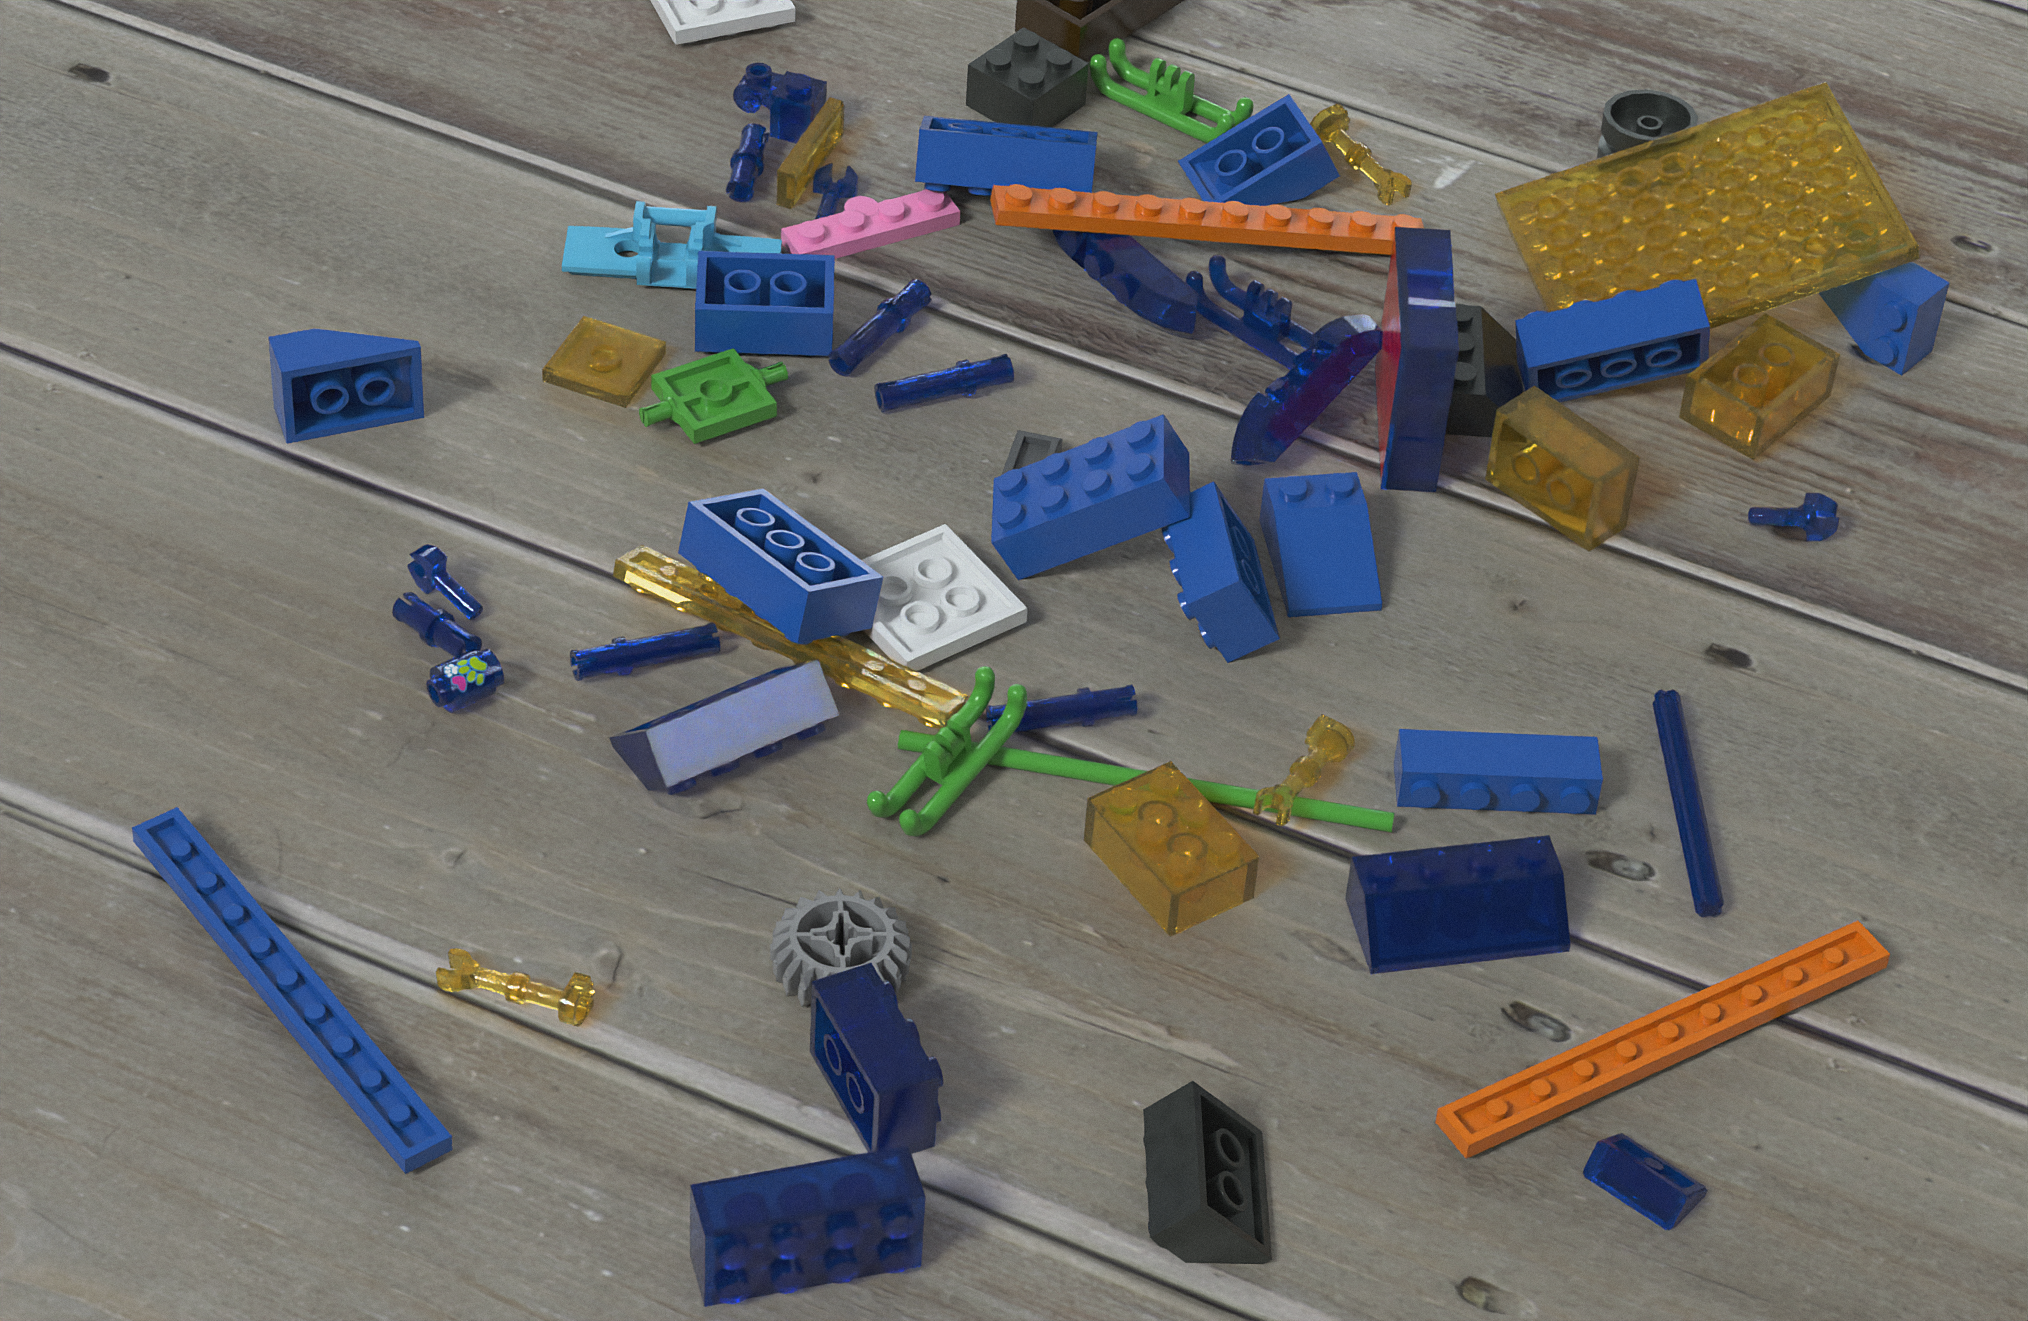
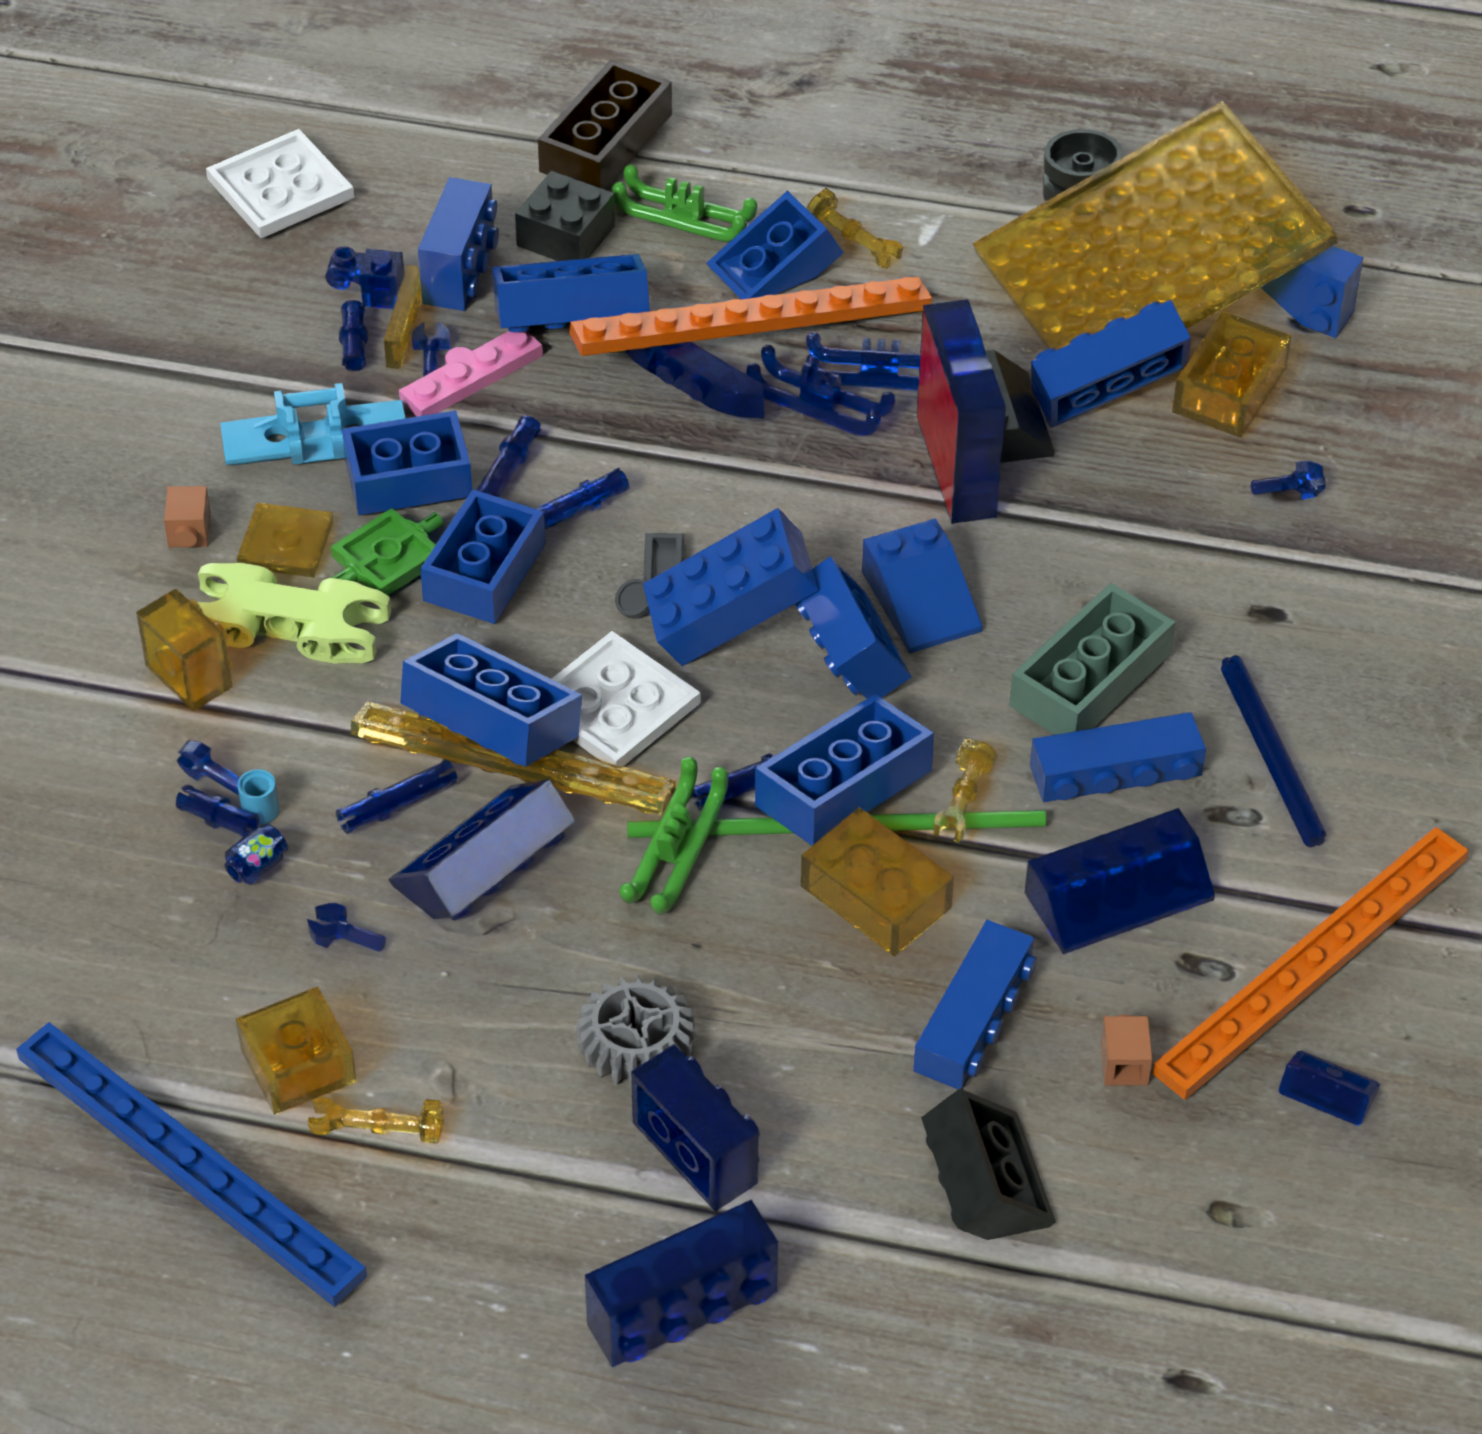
camera: 10 degrees left, 5 degrees up
(343, 382) = (74, 607): blue slope -> none
(444, 891) = (296, 1050): none -> clear yellow brick
(451, 448) = (185, 649): none -> clear yellow brick
(488, 618) = (259, 794): none -> medium azure beam
(500, 315) = (187, 516): none -> nougat brick
(535, 776) = (340, 928): none -> clear blue bar
(606, 447) = (315, 619): none -> yellowish green piece
(820, 417) = (483, 556): none -> blue brick
(892, 85) = (457, 244): none -> blue brick
(978, 497) = (632, 599): none -> dark grey piece
(1172, 711) = (843, 767): none -> blue brick
(1245, 1003) = (974, 1005): none -> blue brick
(1294, 401) = (873, 451): clear blue brick -> none
(1337, 297) = (877, 366): none -> clear blue piece
(1410, 1088) = (1126, 1050): none -> nougat brick
(1497, 662) = (1092, 662): none -> sand green brick
(1562, 468) = (1097, 480): clear yellow brick -> none

